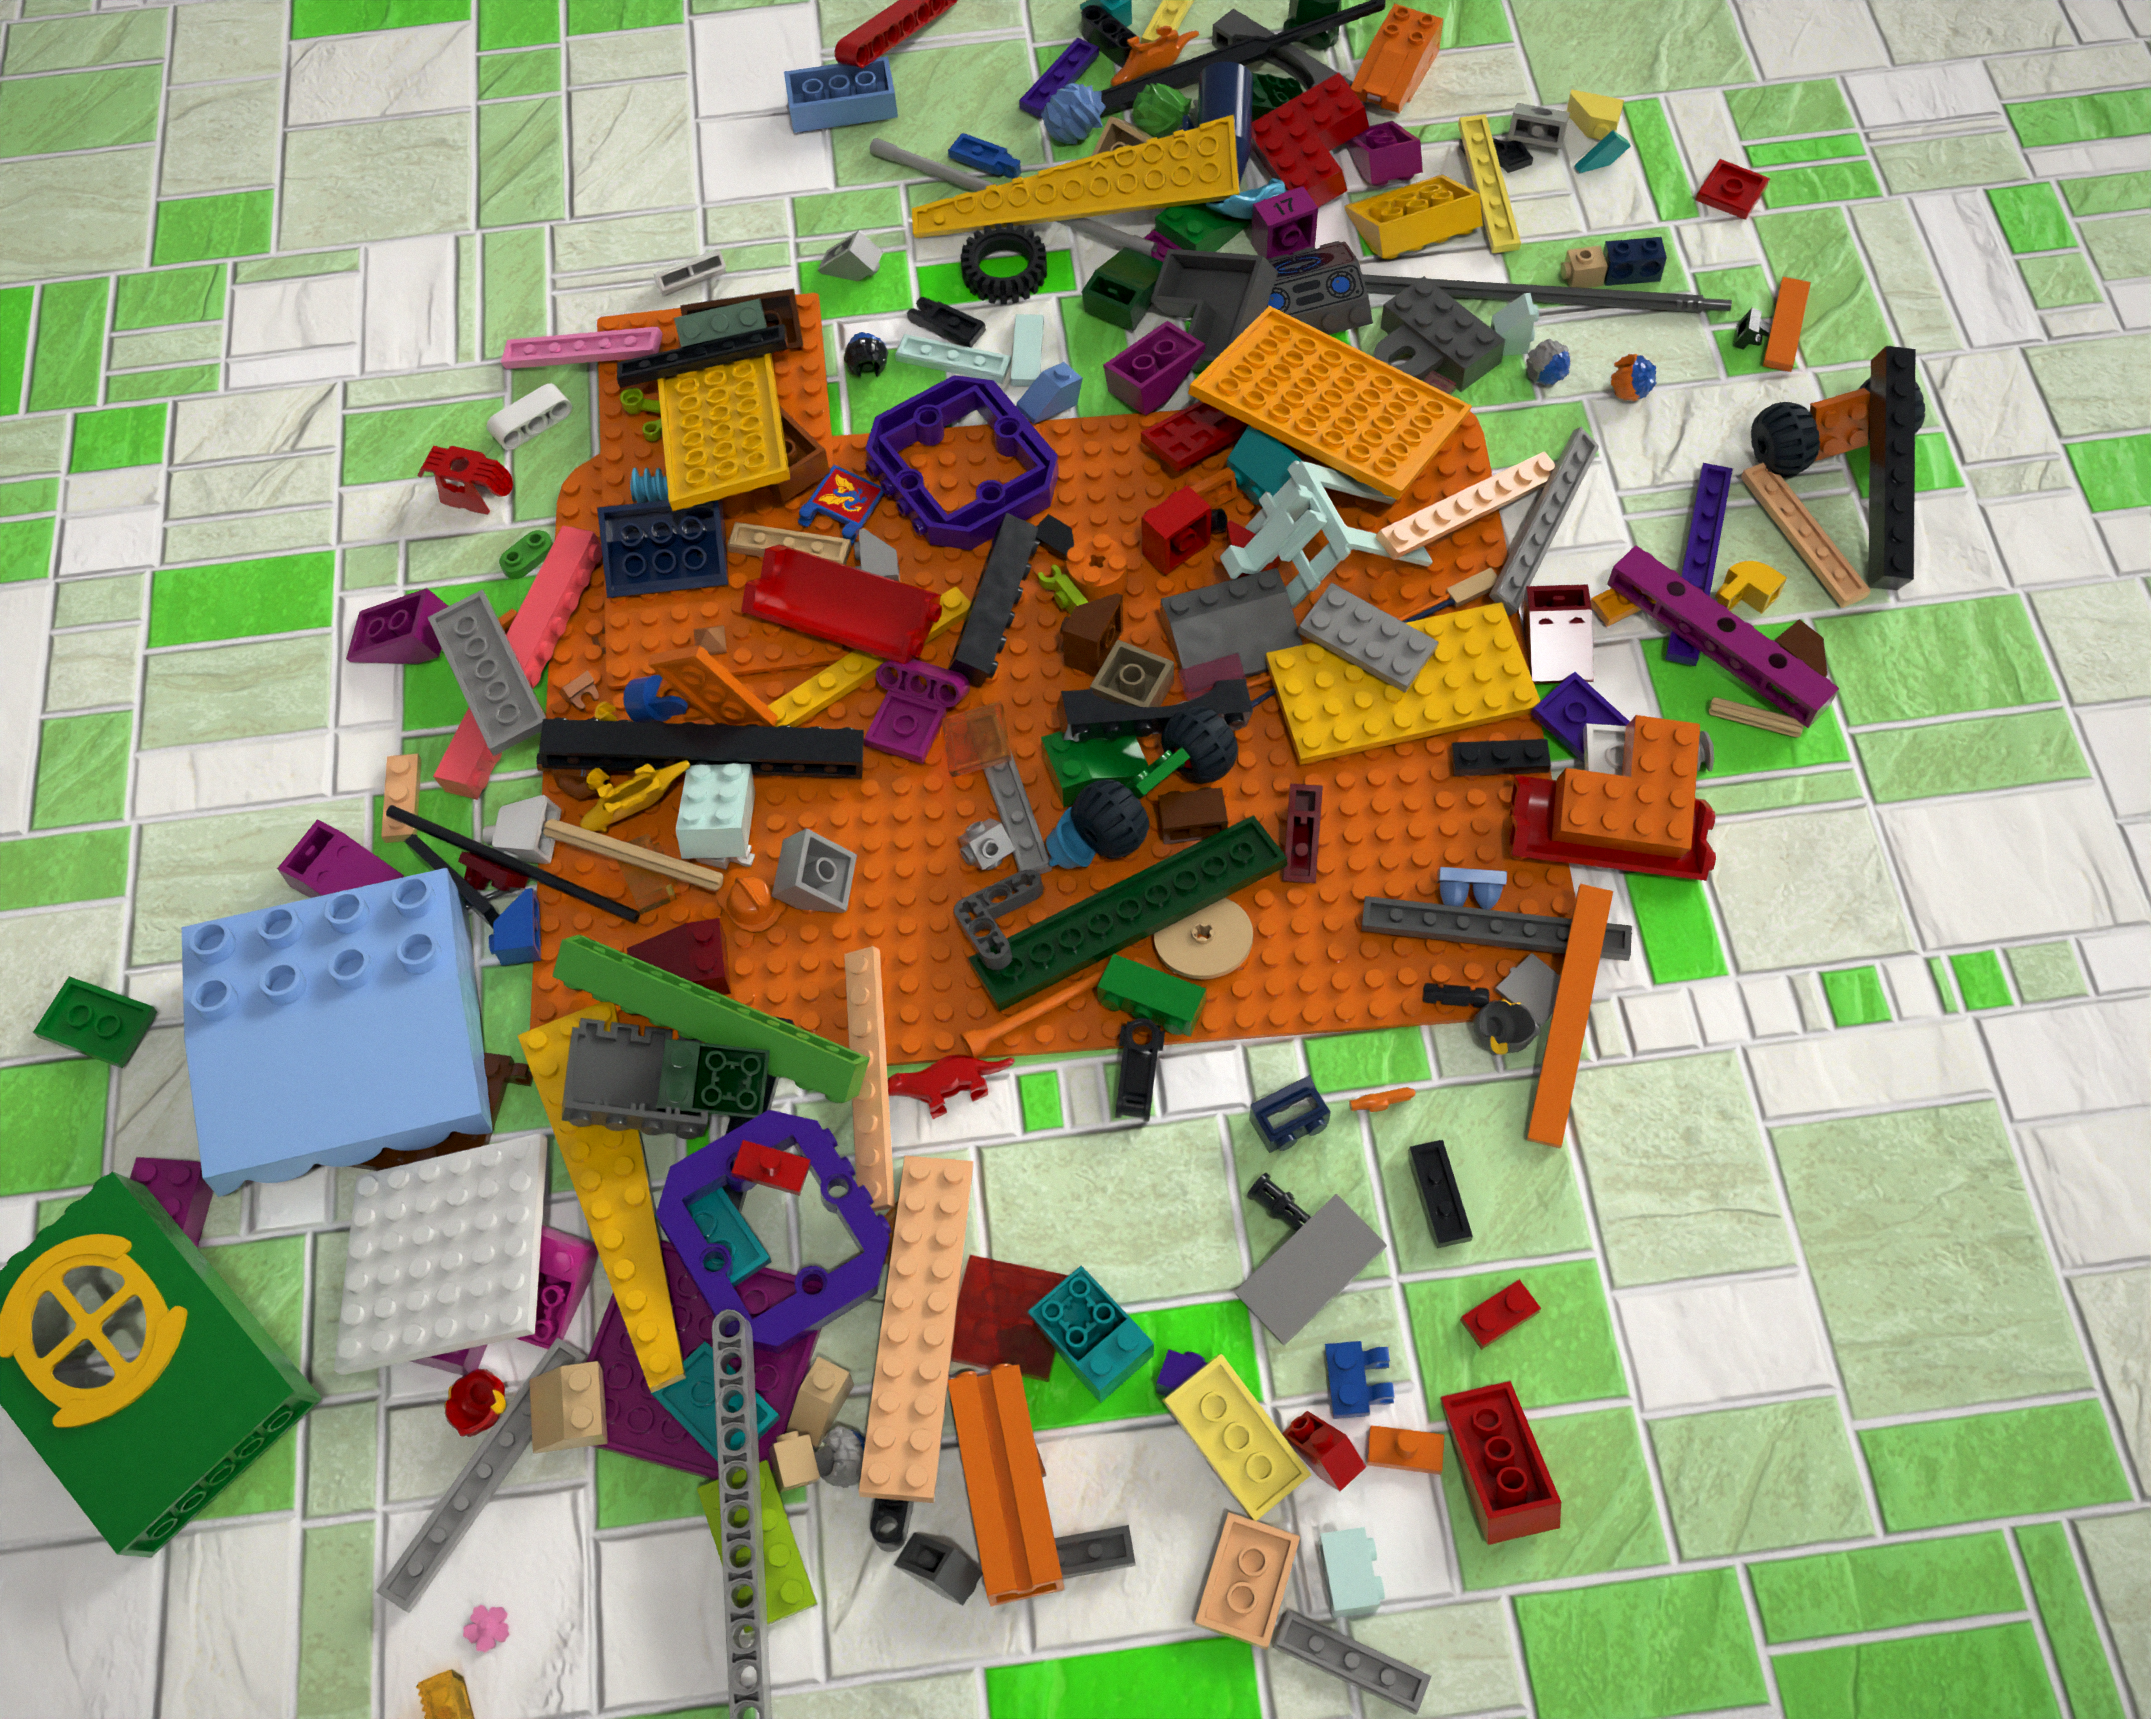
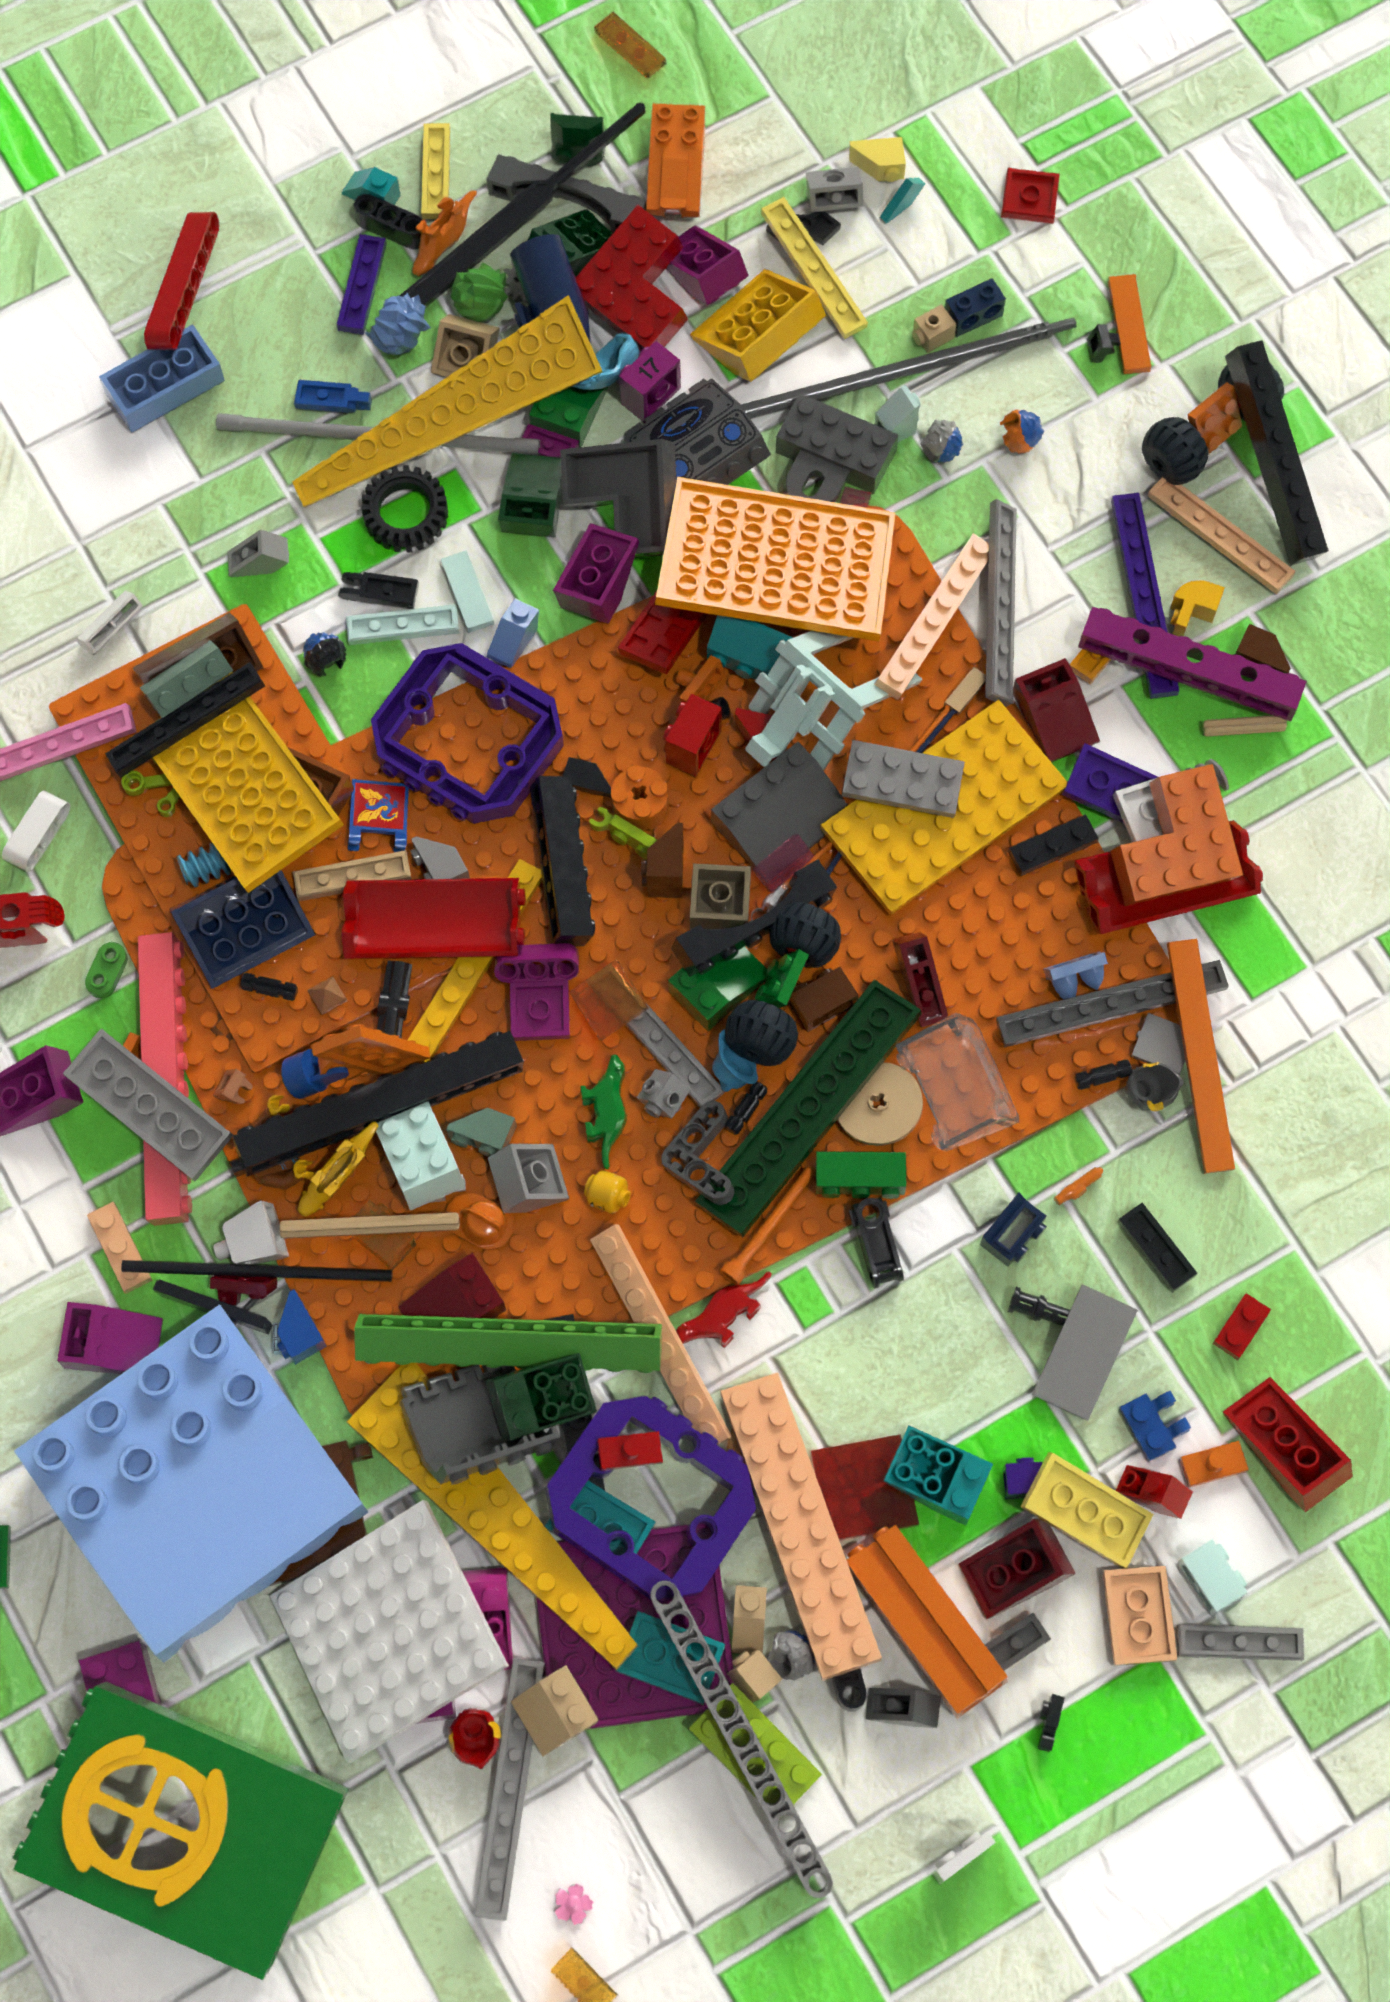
camera: 25 degrees left, 10 degrees up
(659, 613) = (269, 986): none -> black axle
(768, 667) = (394, 998): none -> black piece
(792, 812) = (483, 1130): none -> sand green slope
(885, 916) = (607, 1191): none -> yellow head
(926, 838) = (608, 1107): none -> green animal
(1065, 890) = (746, 1108): none -> black axle
(1097, 1646) = (1050, 1713): none -> black plate
(1134, 1469) = (1016, 1568): none -> dark red slope
(1296, 942) = (958, 1081): none -> clear windscreen

